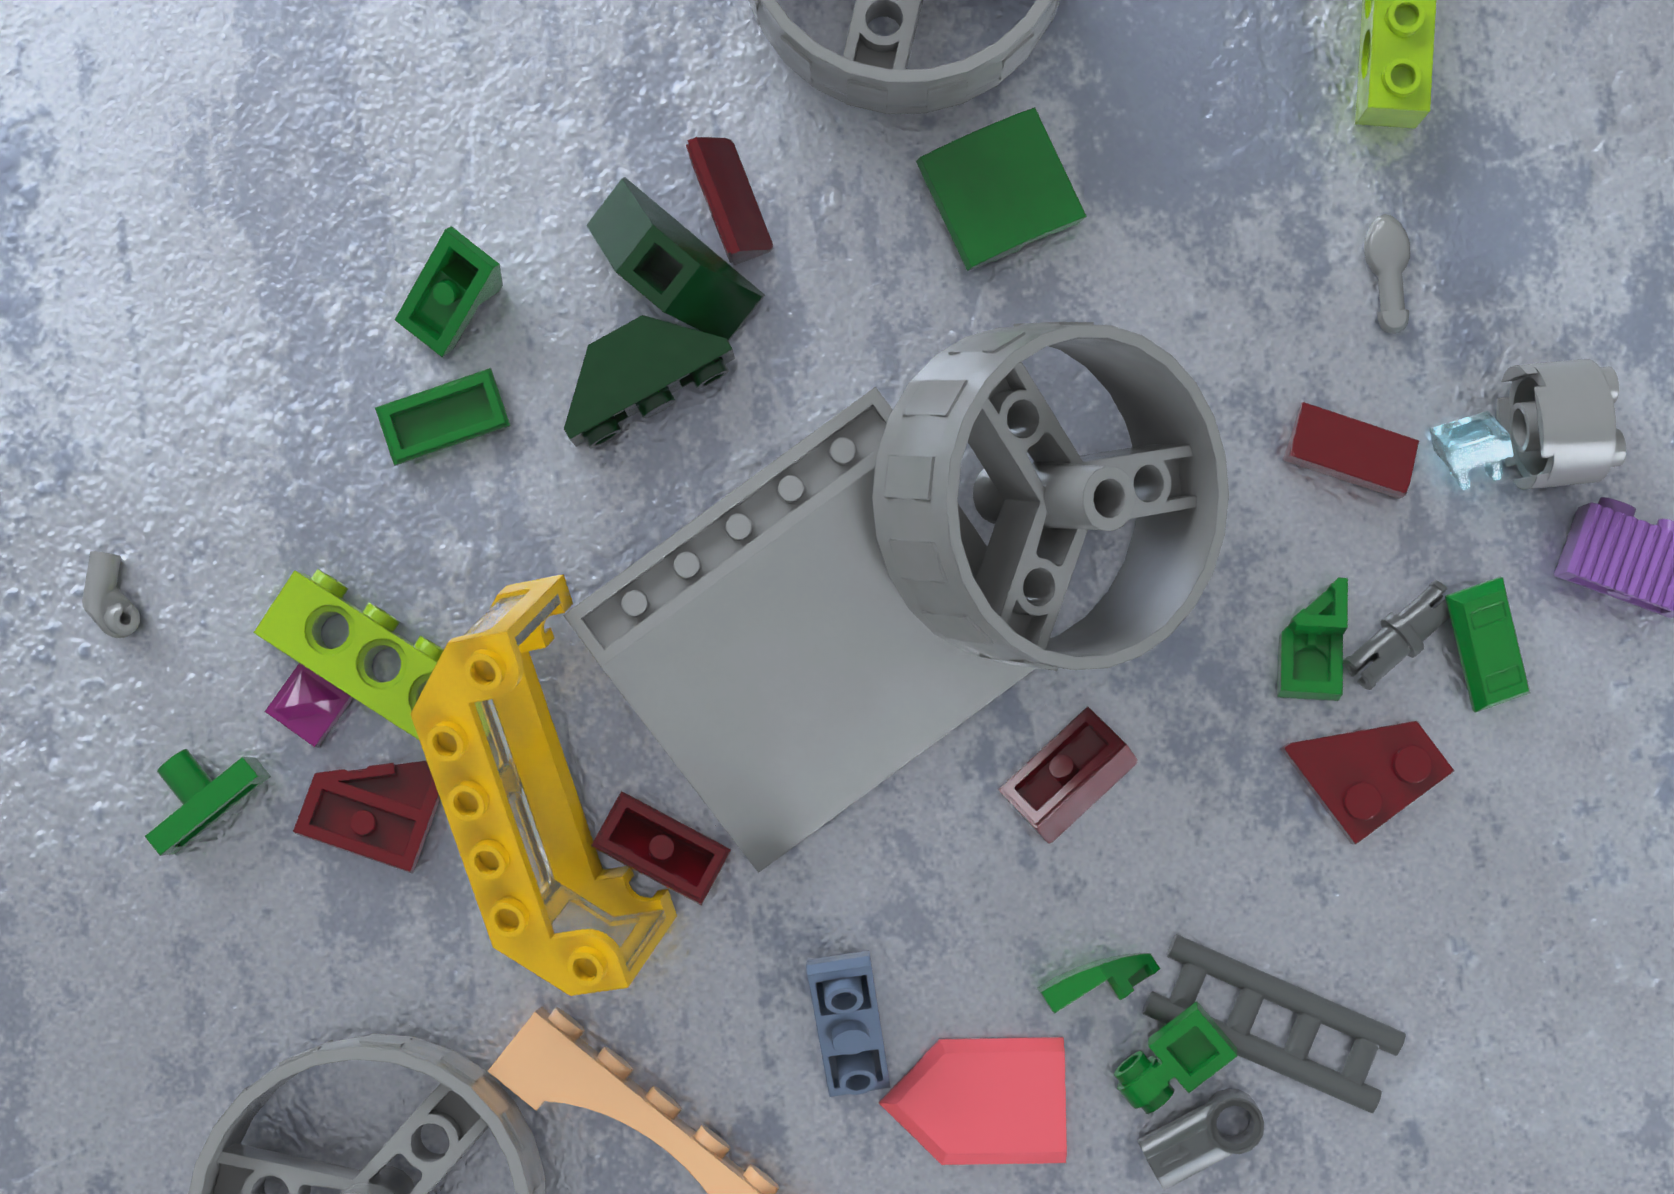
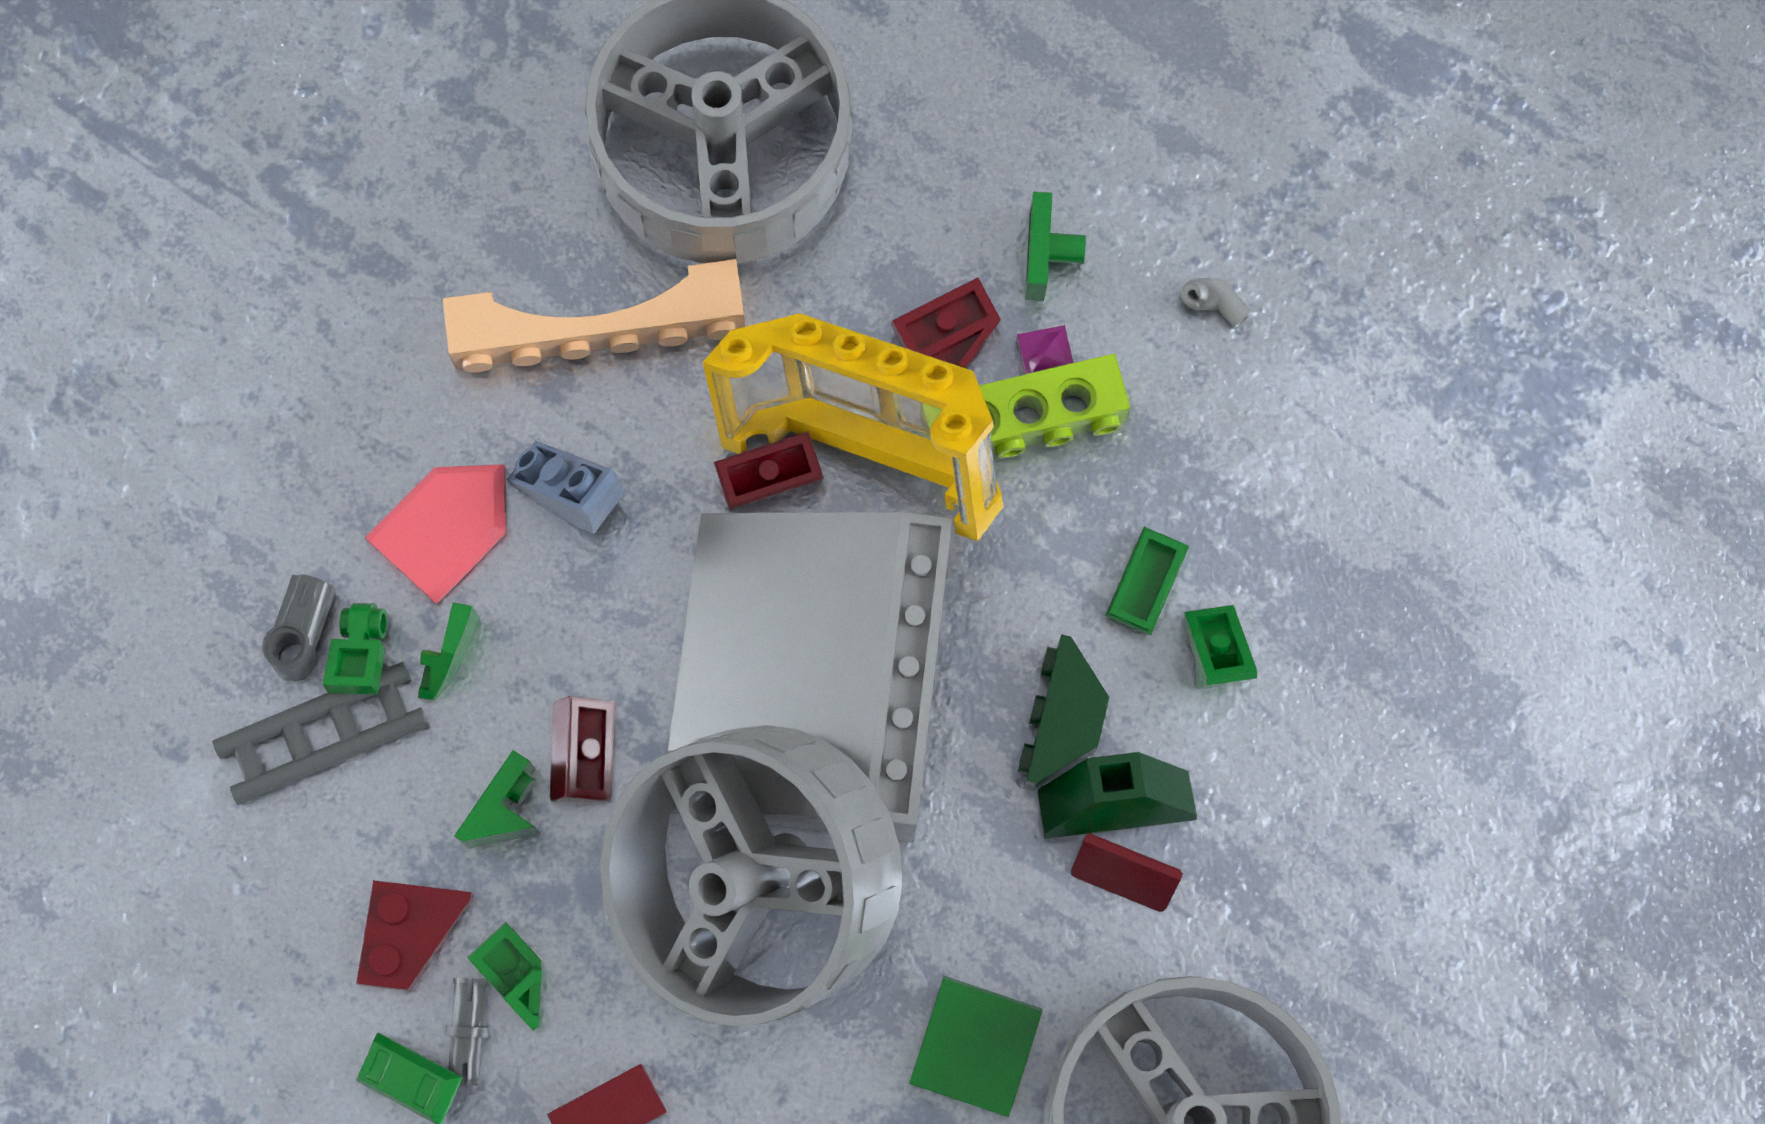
camera: 125 degrees right, 10 degrees down
(1203, 792) = (490, 818): none -> green slope

